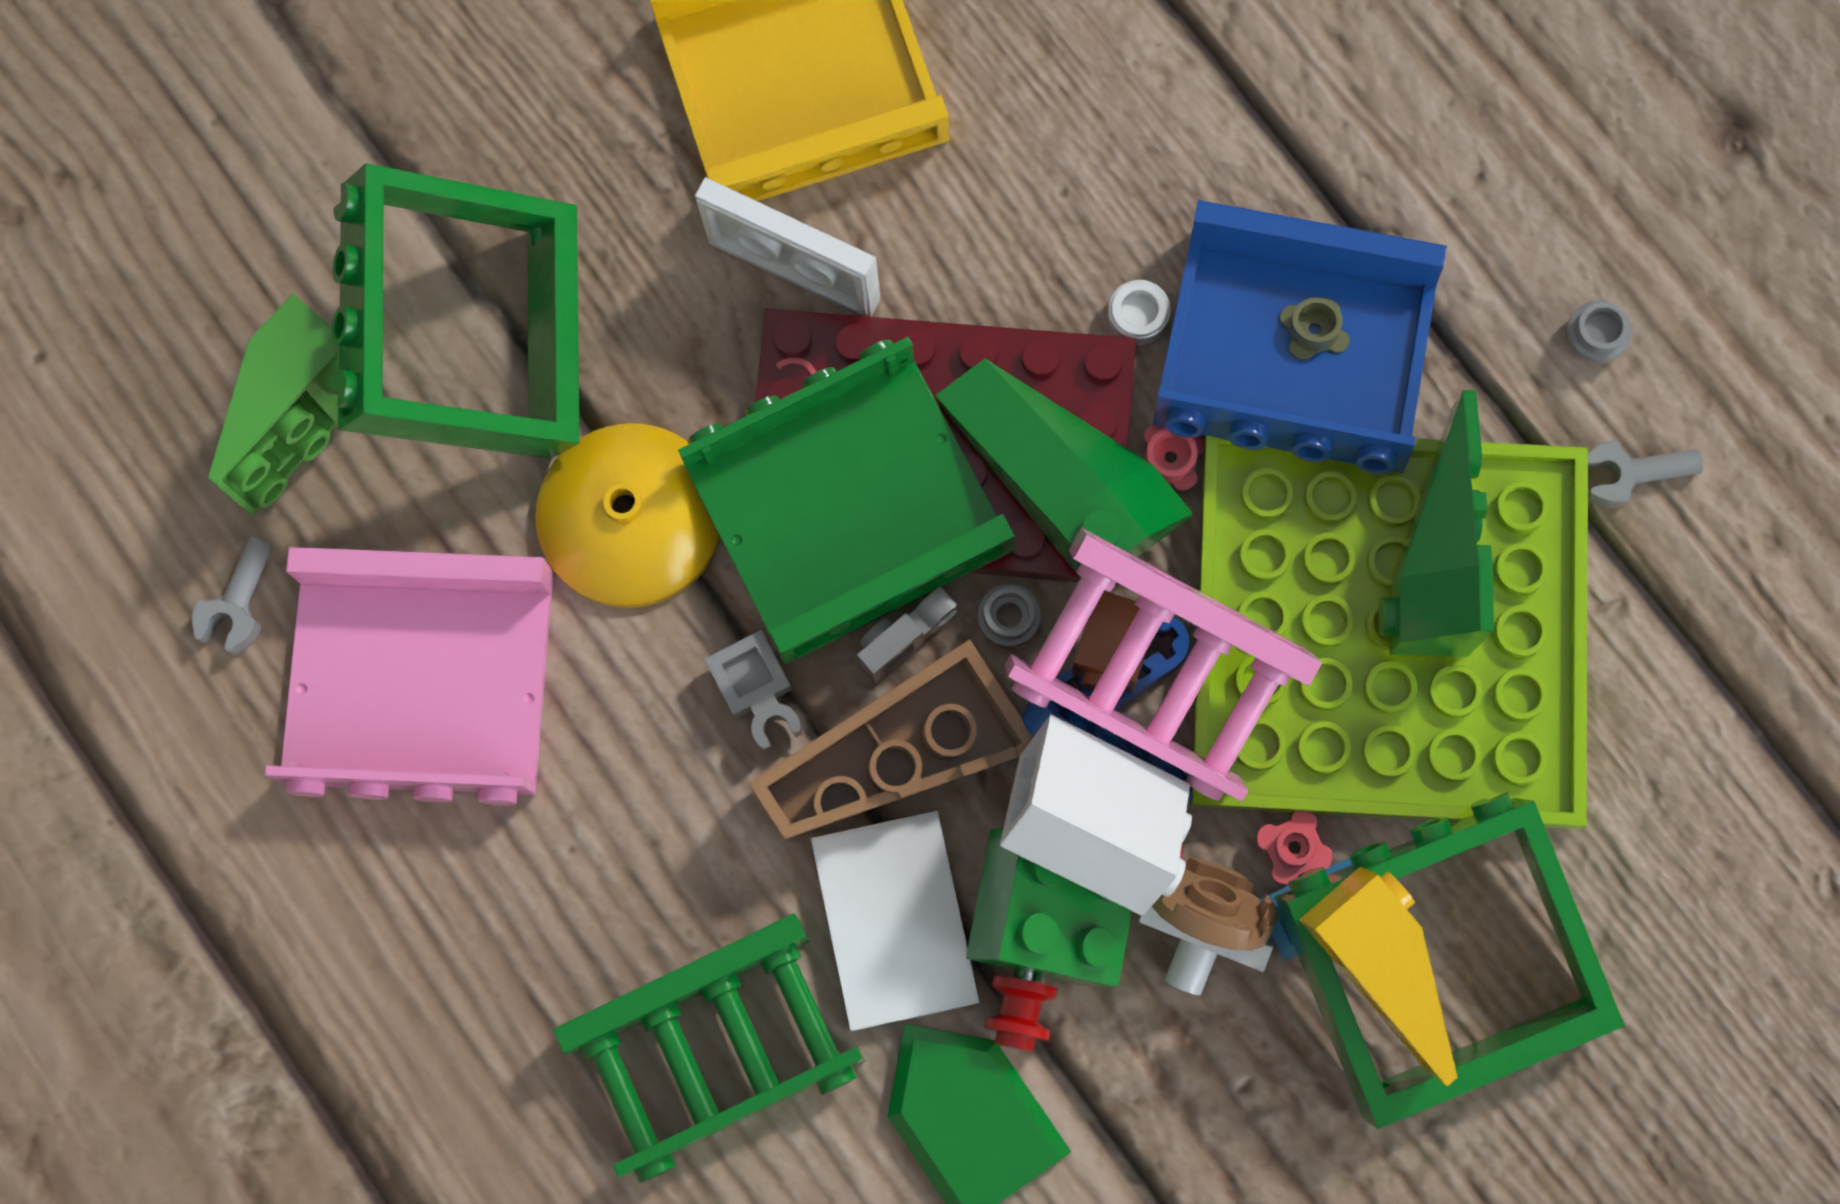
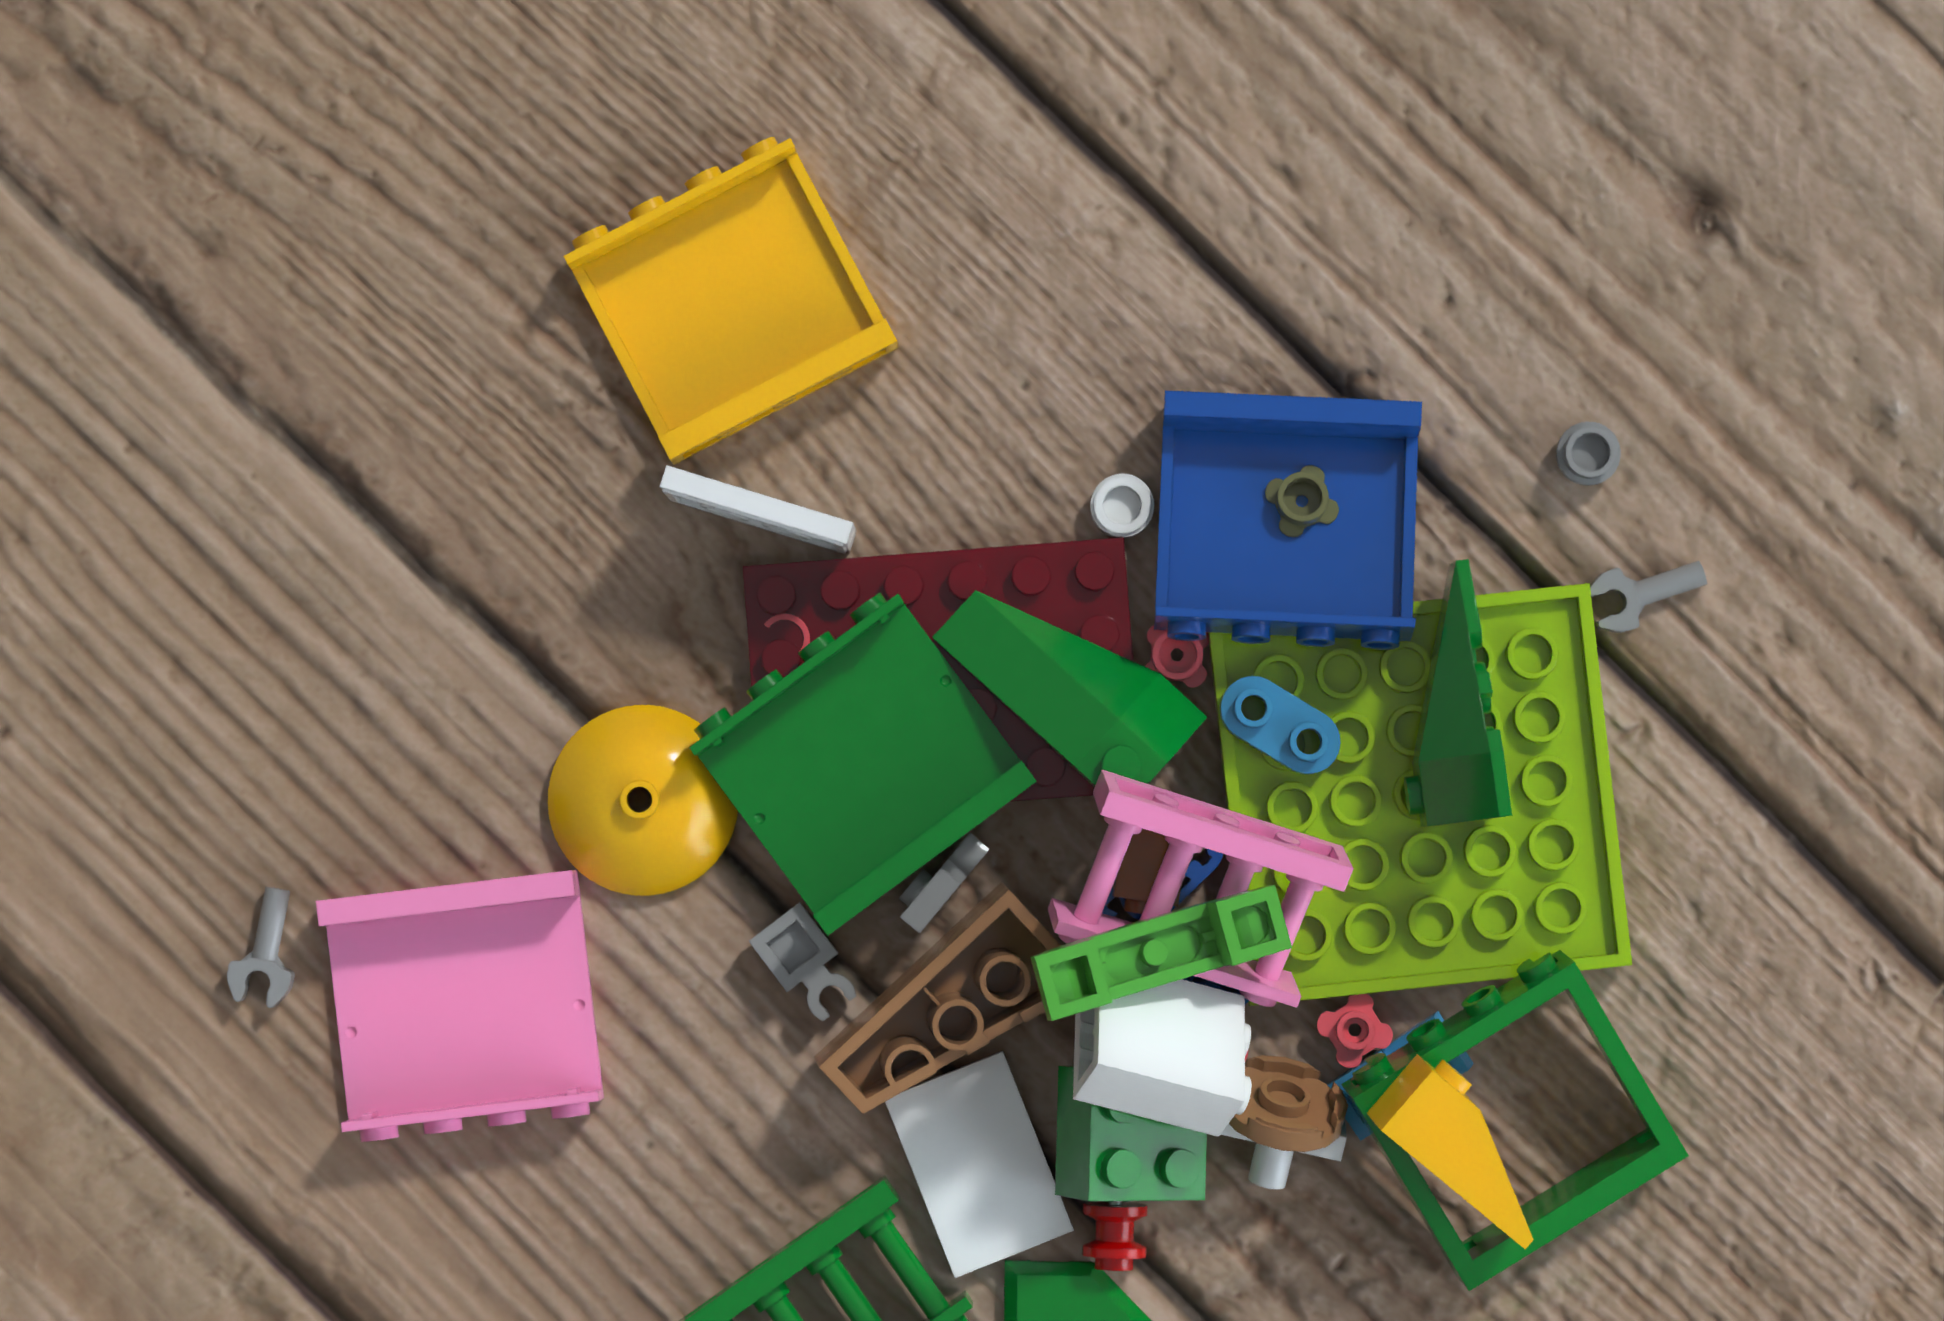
camera: 15 degrees left, 10 degrees up
(278, 406) = (281, 742): bright green slope -> none
(552, 315) = (527, 620): green window -> none
(1009, 596) = (1041, 864): light grey plate -> none
(1112, 710) = (1160, 951): none -> bright green slope
(1259, 534) = (1278, 728): none -> dark azure plate

